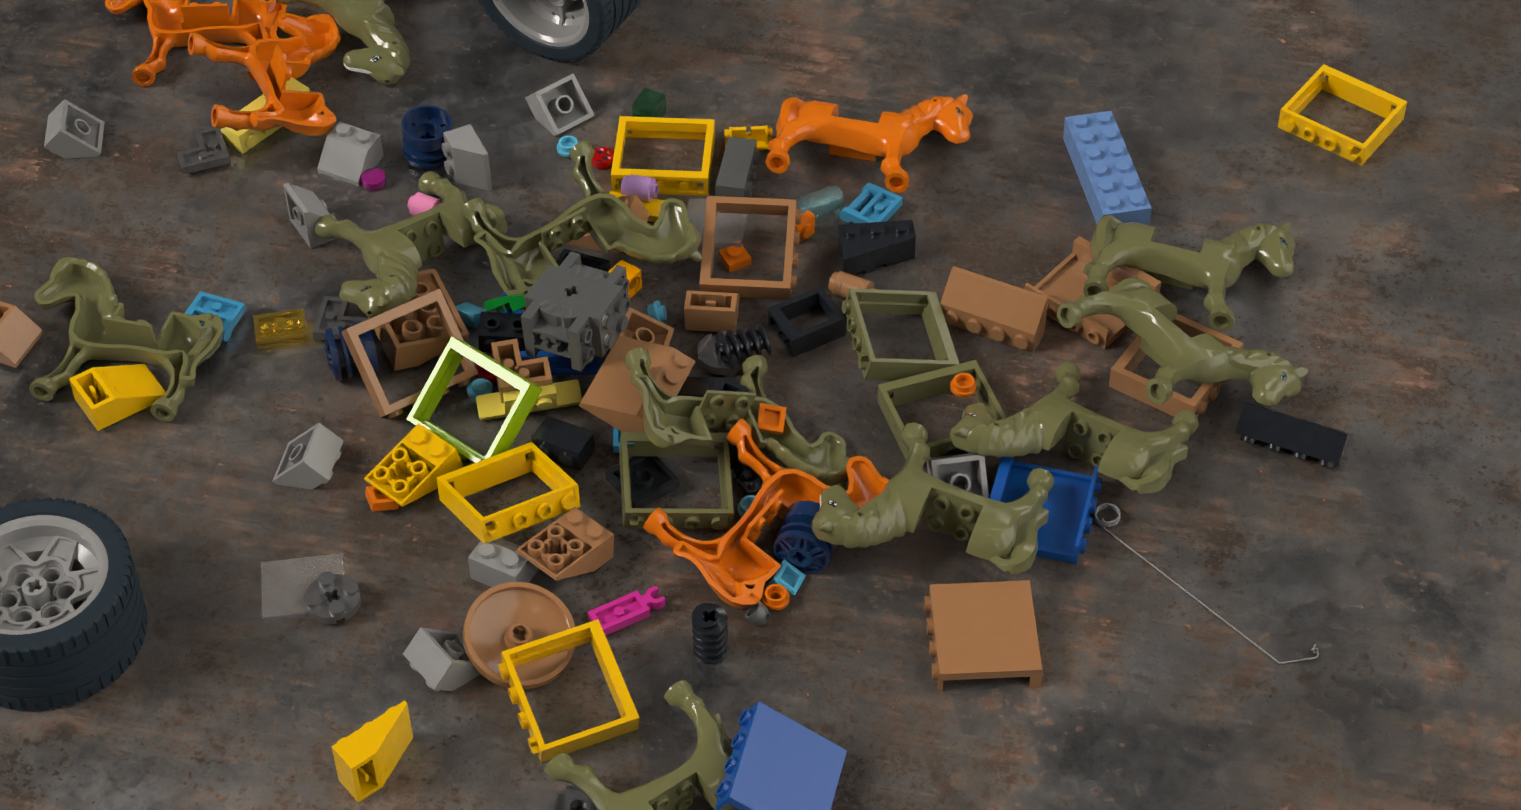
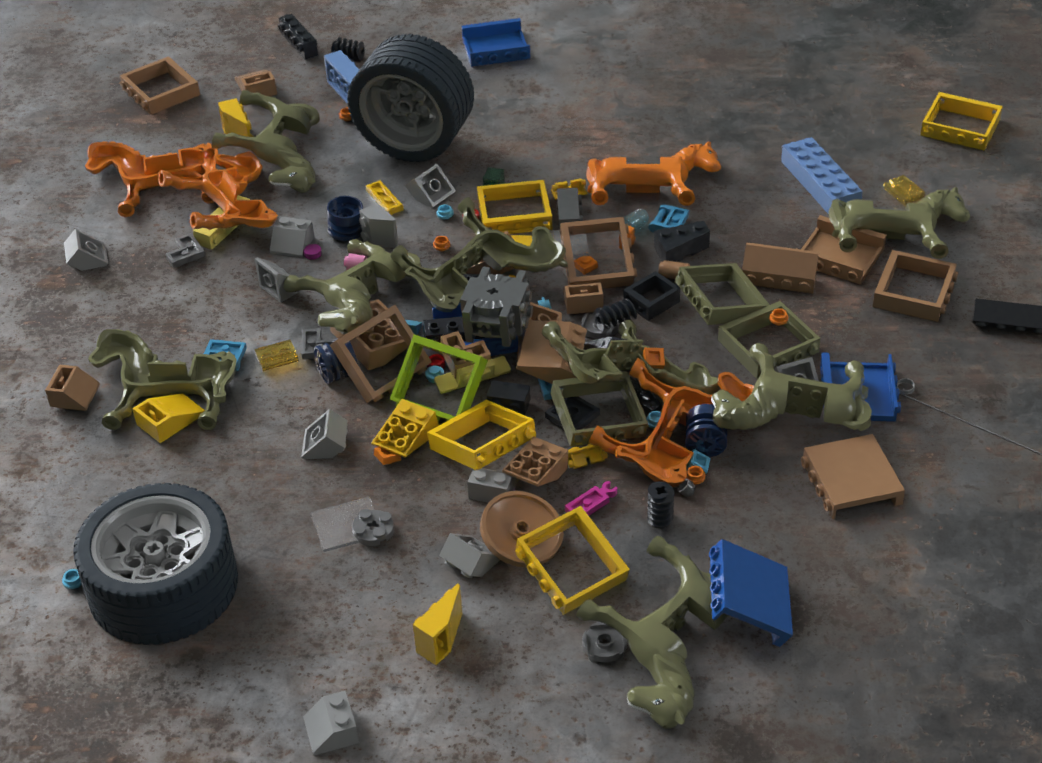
camera: 10 degrees left, 5 degrees down
(494, 111) = (384, 197): none -> yellow tile
(515, 302) = (449, 309): green slope -> none
(548, 194) = (441, 243): none -> orange plate
(631, 542) = (577, 456): none -> yellow hinge
(642, 186) = (507, 225): lavender brick -> none
(1123, 453) = (876, 336): olive animal -> none
(1181, 356) = (920, 272): olive animal -> none
(1218, 212) = (904, 189): none -> clear yellow plate

